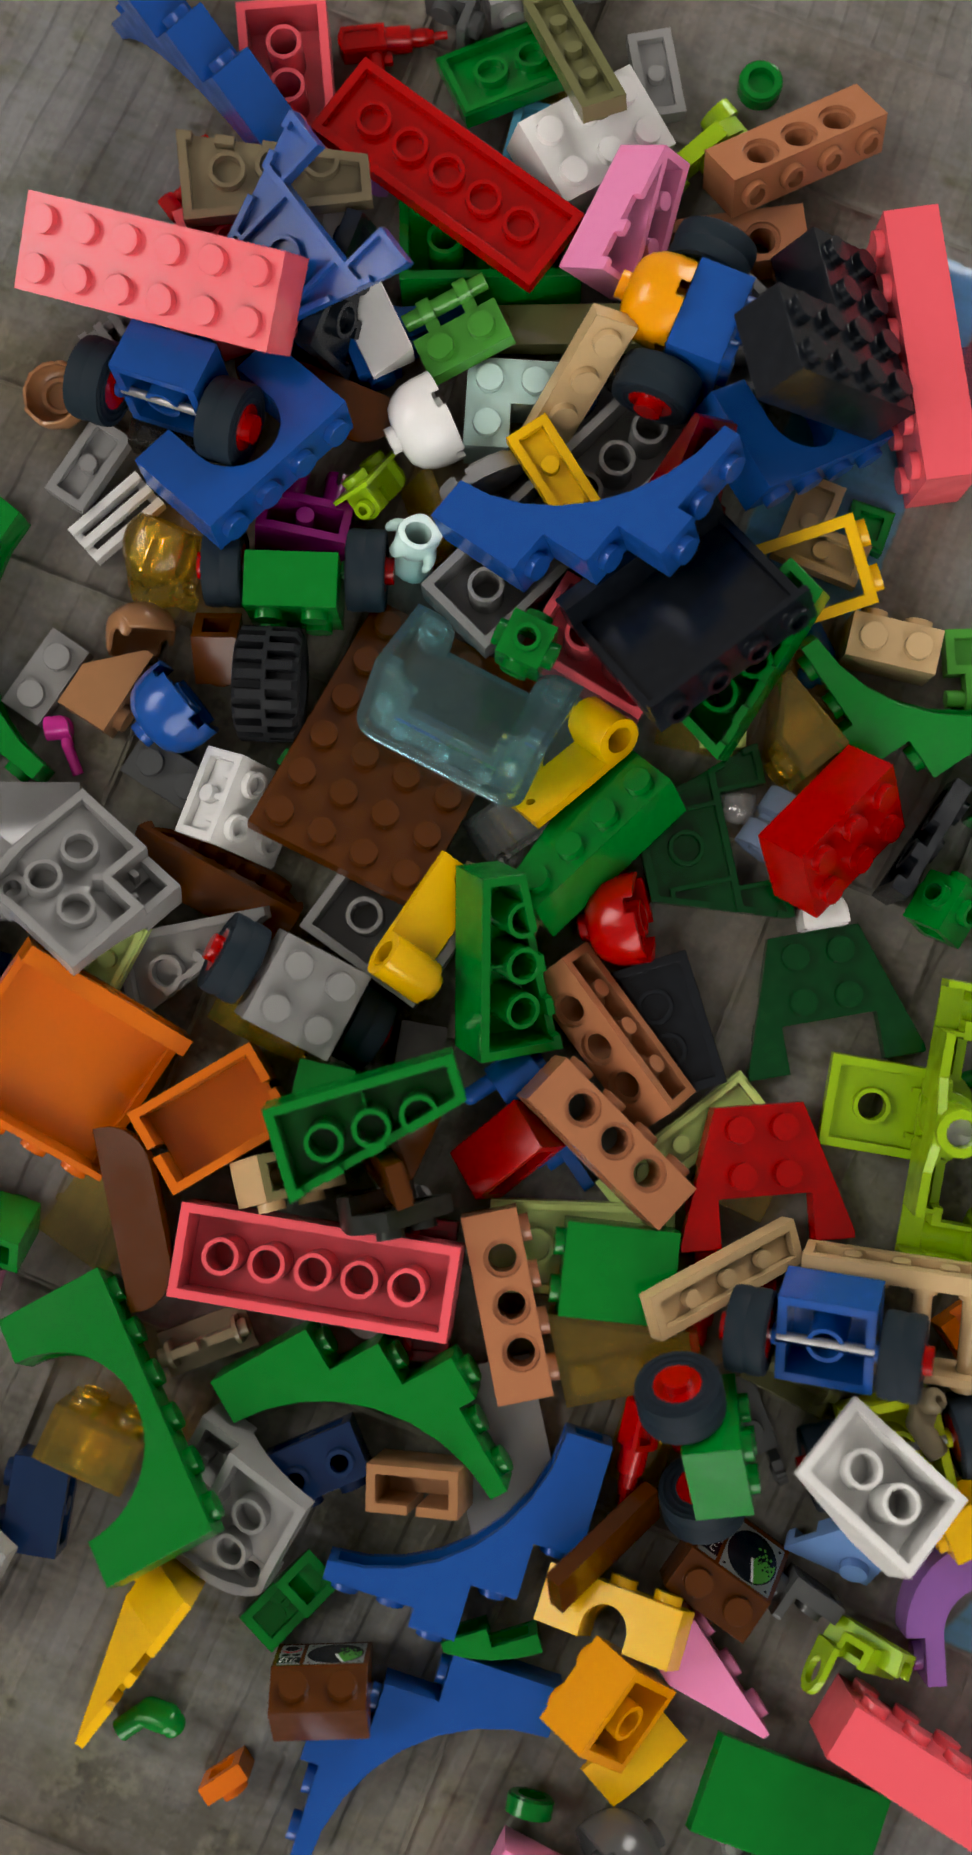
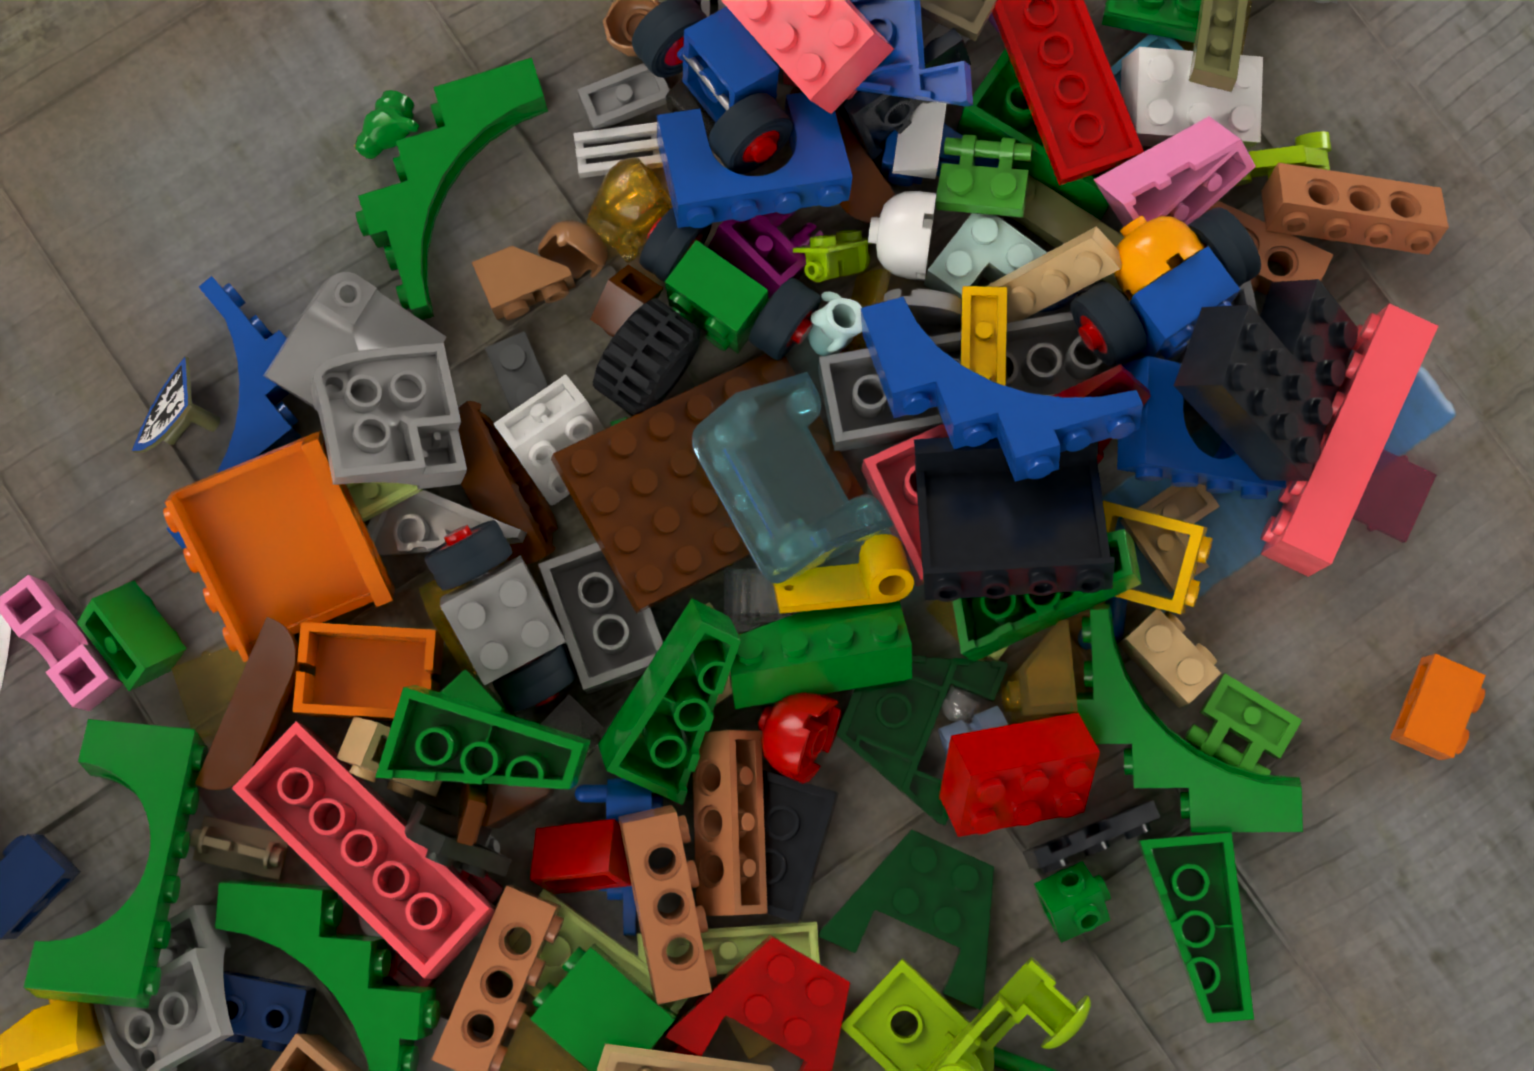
camera: 30 degrees right, 5 degrees down
(46, 677) = (477, 237): light grey plate -> none
(62, 729) = (462, 286): dark pink hand -> none
(94, 1440) = (95, 864): clear yellow brick -> none
(169, 712) = (553, 328): blue cylinder -> none
(418, 934) = (625, 634): yellow door -> none
(522, 660) = (863, 474): green brick -> none
(656, 67) = (1285, 77): light grey plate -> none
(759, 85) = (1365, 139): green tile -> none
(834, 916) = (974, 845): white brick -> none
(877, 522) = (1224, 549): green tile -> none

